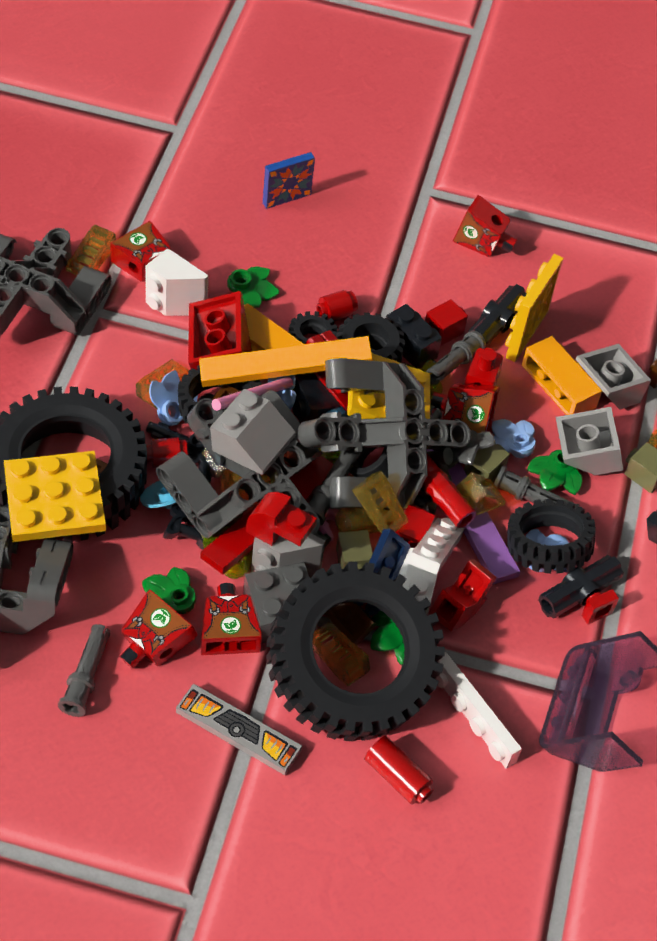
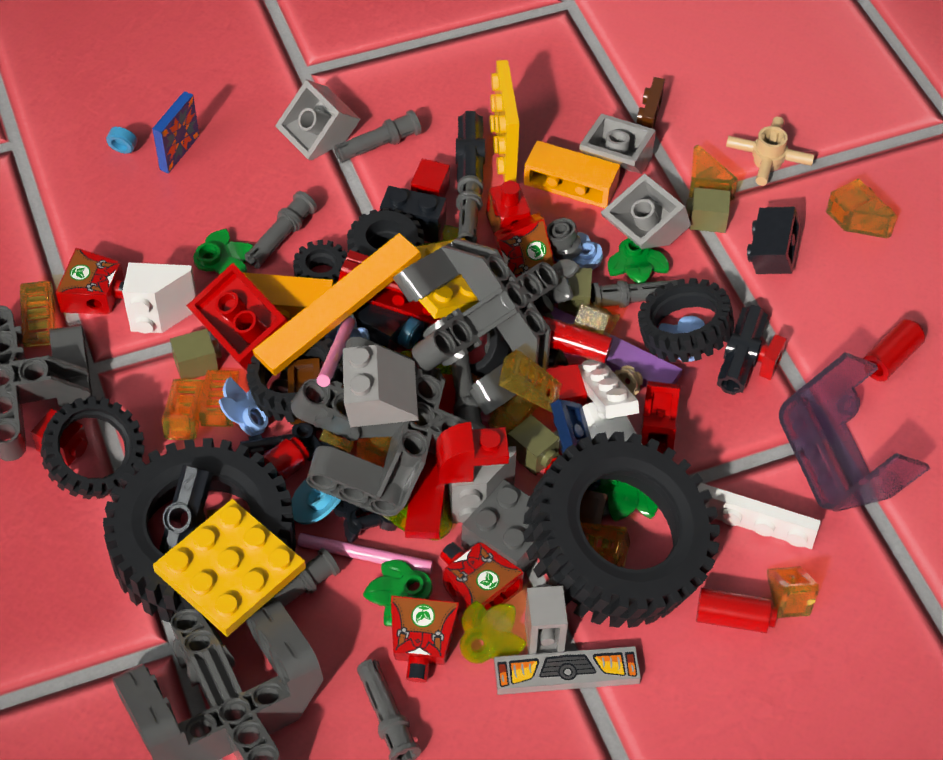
camera: 30 degrees left, 0 degrees up
(32, 343) = (72, 442): none -> red brick
(34, 329) = (90, 409): none -> black tyre
(68, 436) = (188, 497): none -> black piece
(109, 542) = (316, 571): none -> dark grey pin
(116, 379) = (182, 411): none -> clear yellow slope
(168, 552) = (362, 552): none -> bright pink bar
(169, 342) = (195, 354): none -> olive brick
(207, 662) = (493, 629): none -> clear neon green plate
(245, 679) = (545, 619): none -> light grey brick
(249, 166) = (121, 140): none -> dark azure tile
(317, 288) = (288, 221): none -> dark grey pin
(337, 305) = (320, 225): red brick -> none
(402, 229) = (316, 120): none -> light grey slope
(448, 268) = (389, 132): none -> dark grey pin
(457, 786) = (792, 591): none -> slope
(462, 550) = (635, 378): none -> tan plate
(484, 229) = (393, 76): red torso -> none
(507, 419) = (564, 239): none -> dark grey wheel

